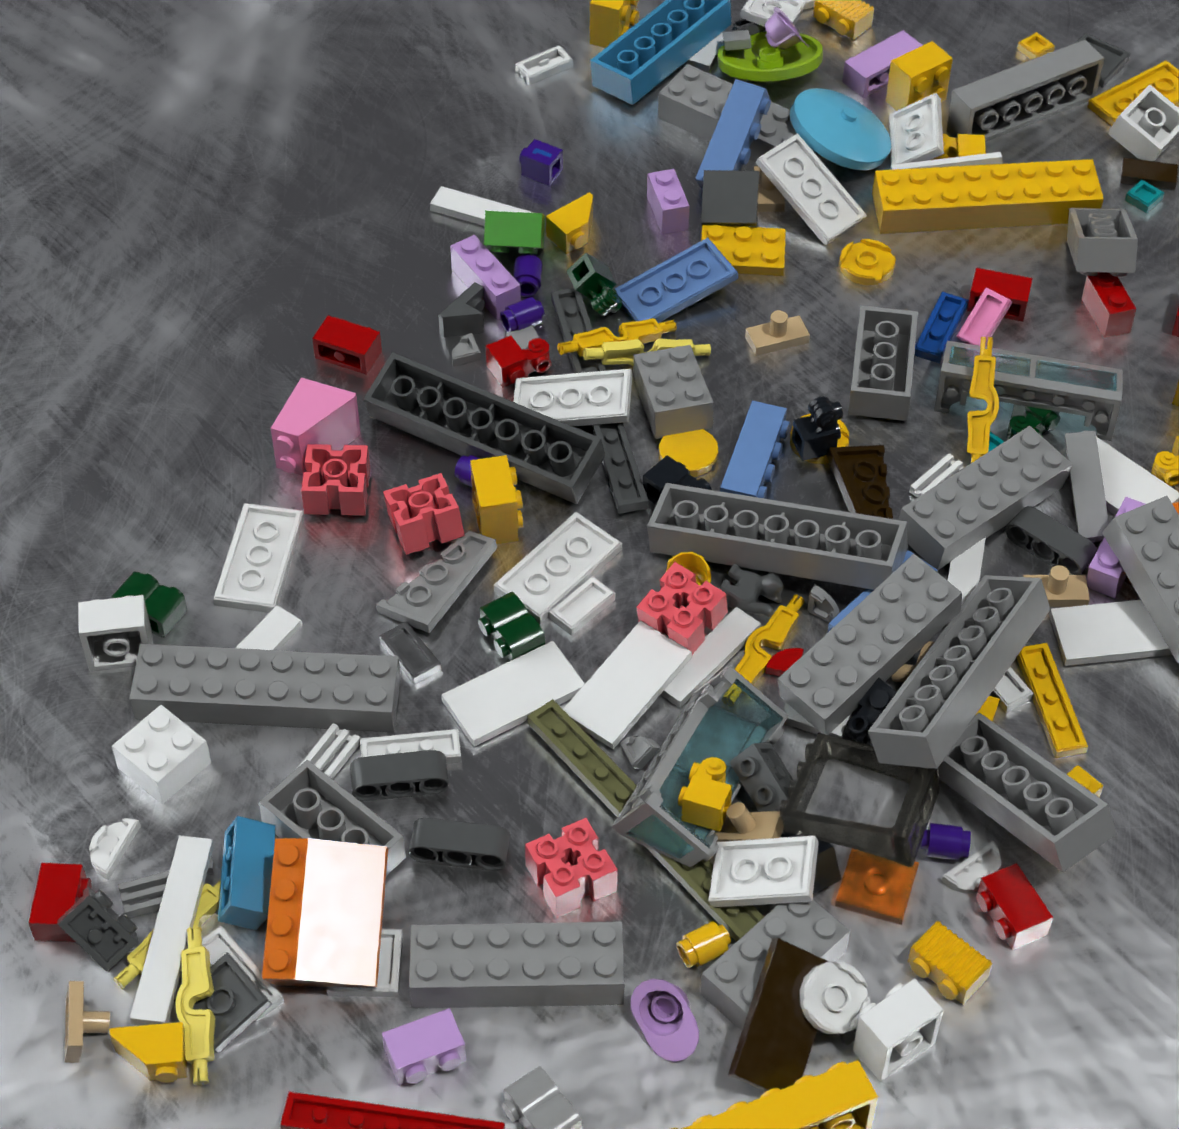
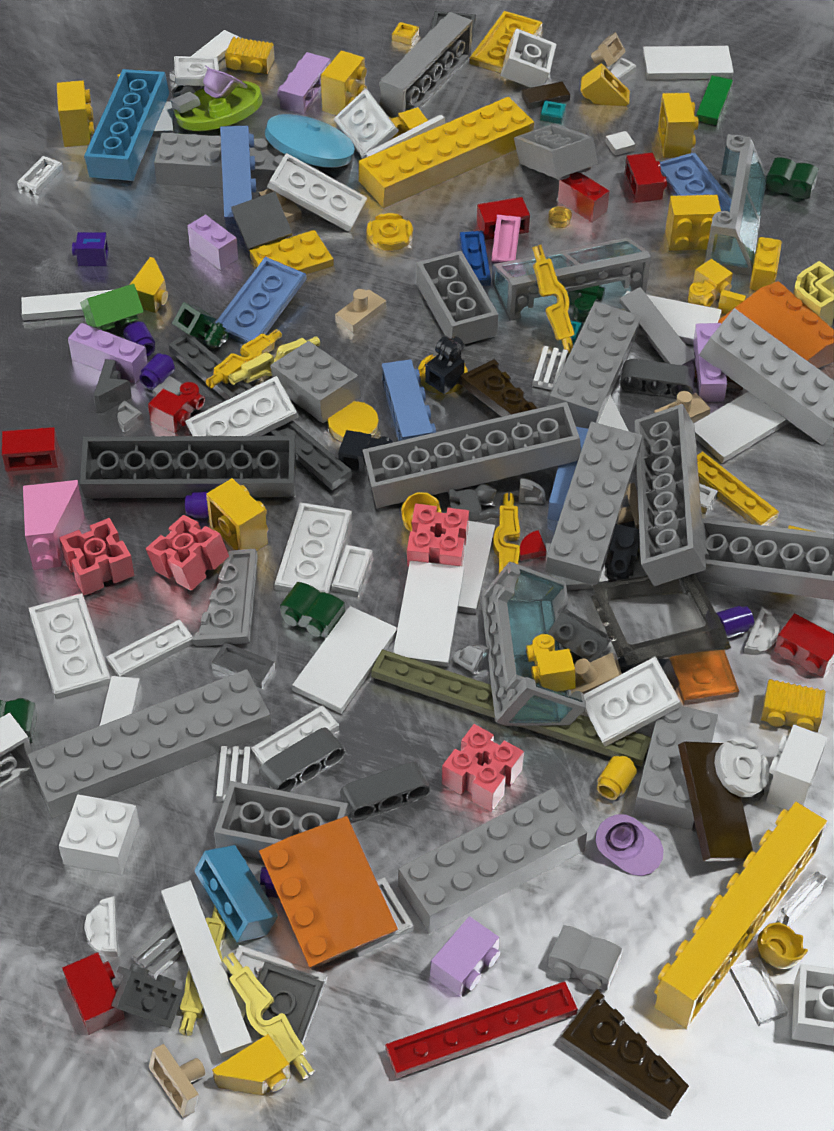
camera: 30 degrees left, 0 degrees up
(331, 596) = (150, 649): none -> white tile
(1068, 317) = (560, 217): none -> clear yellow tile

